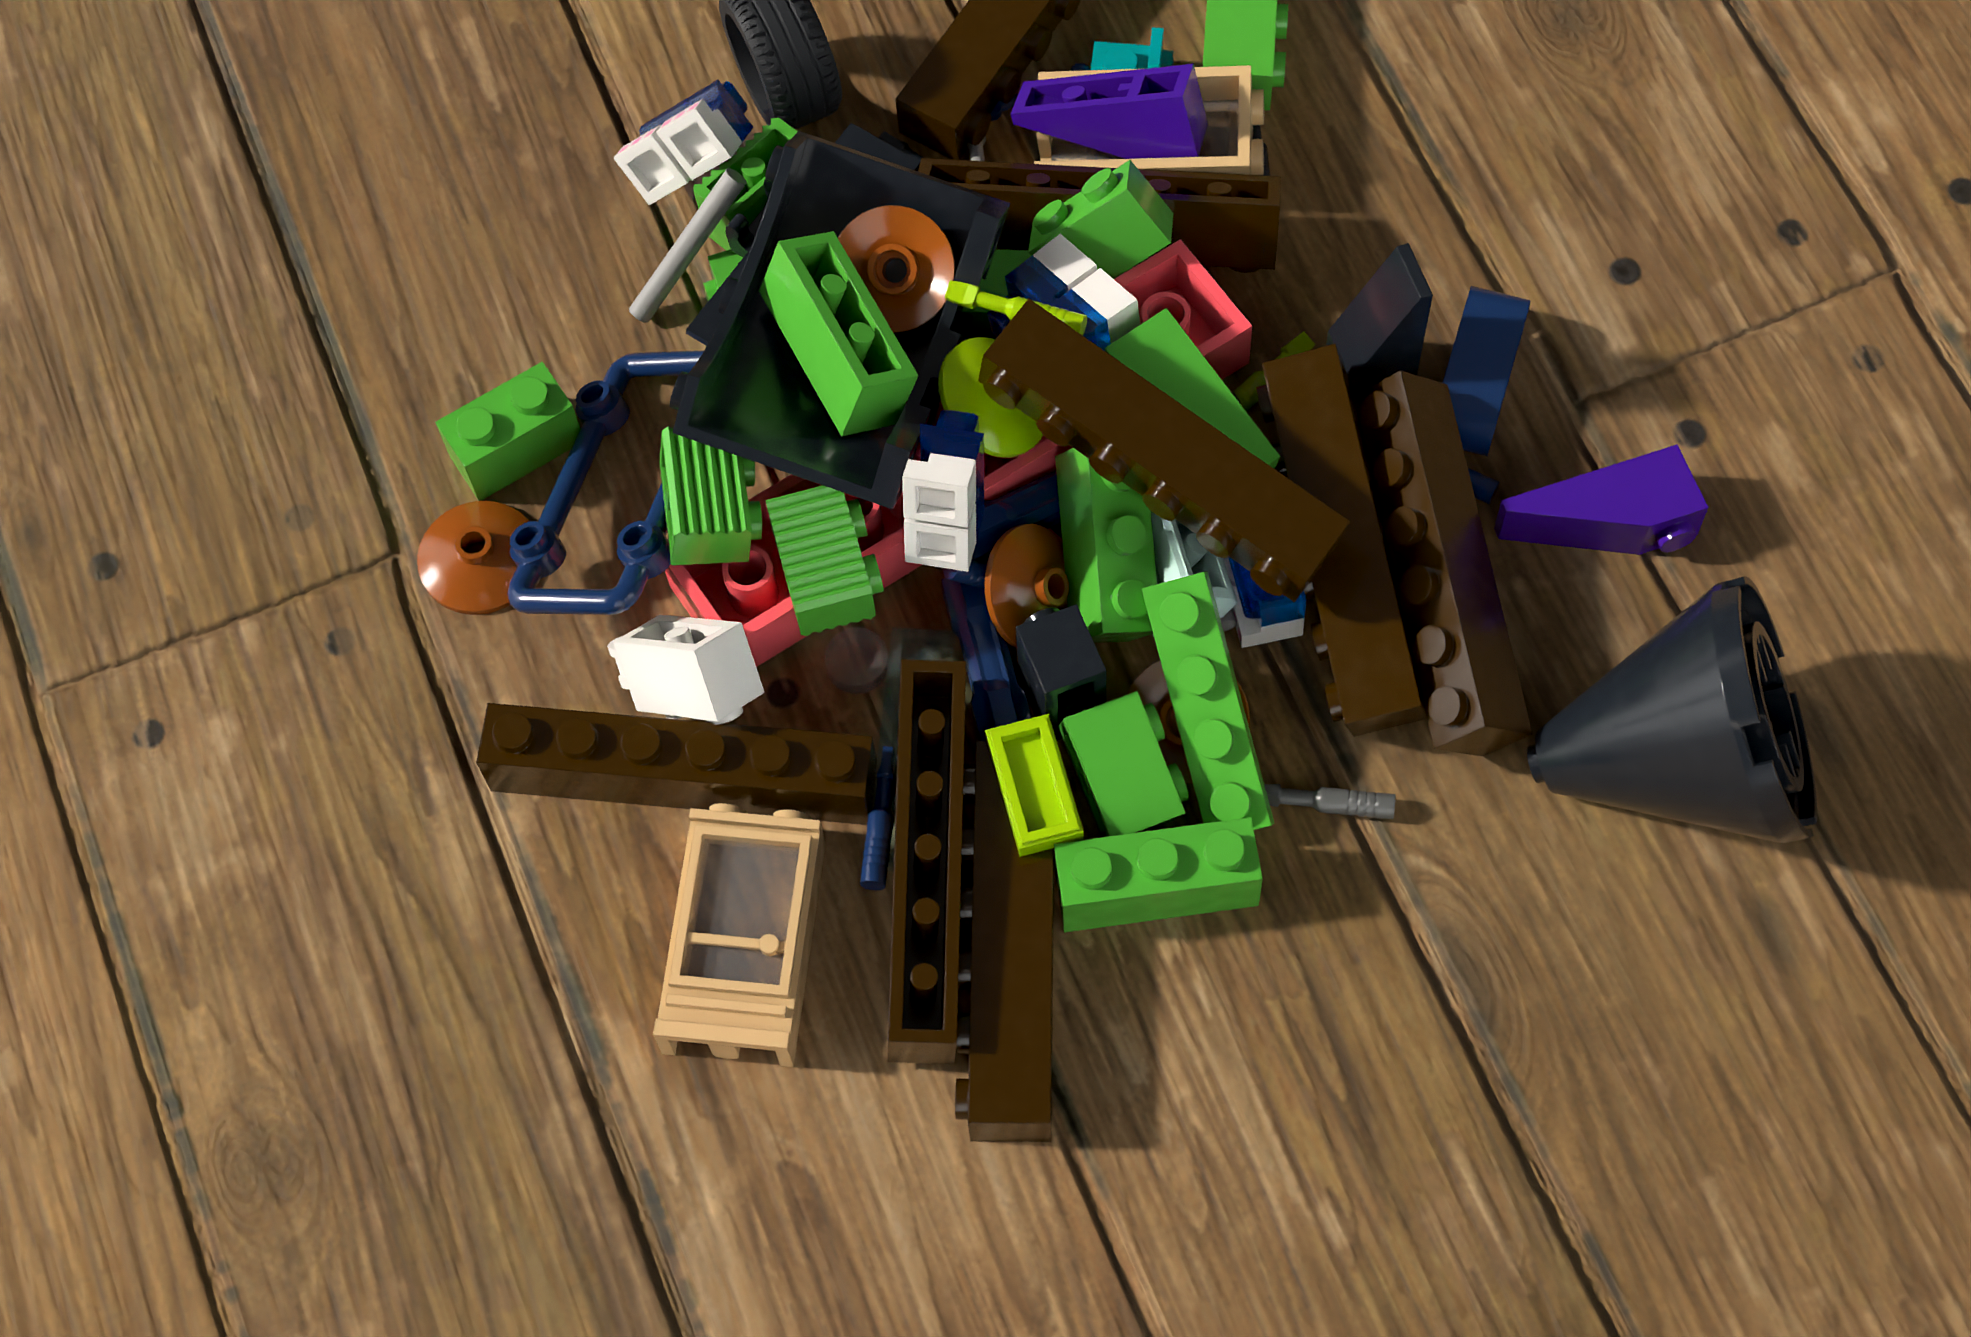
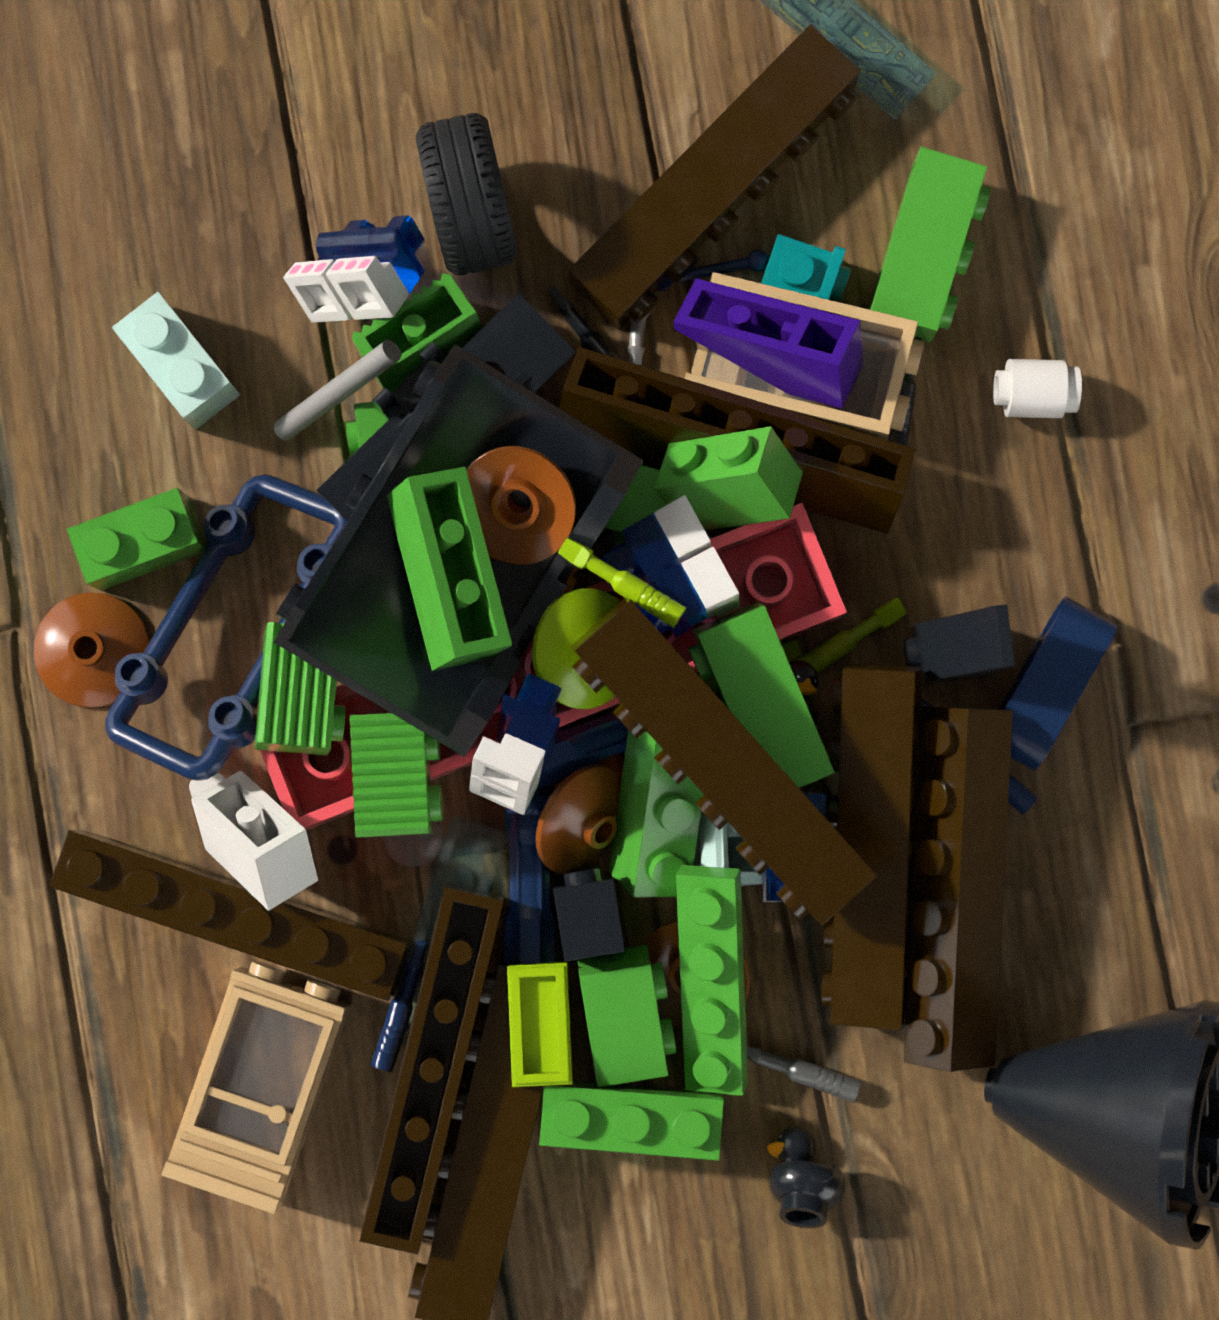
camera: 10 degrees right, 20 degrees up
(519, 265) = (176, 361): none -> light aqua brick
(1361, 901) = (800, 1185): none -> black animal
(1387, 116) = (1038, 388): none -> white brick
(1614, 509) = (1147, 857): dark purple slope -> none

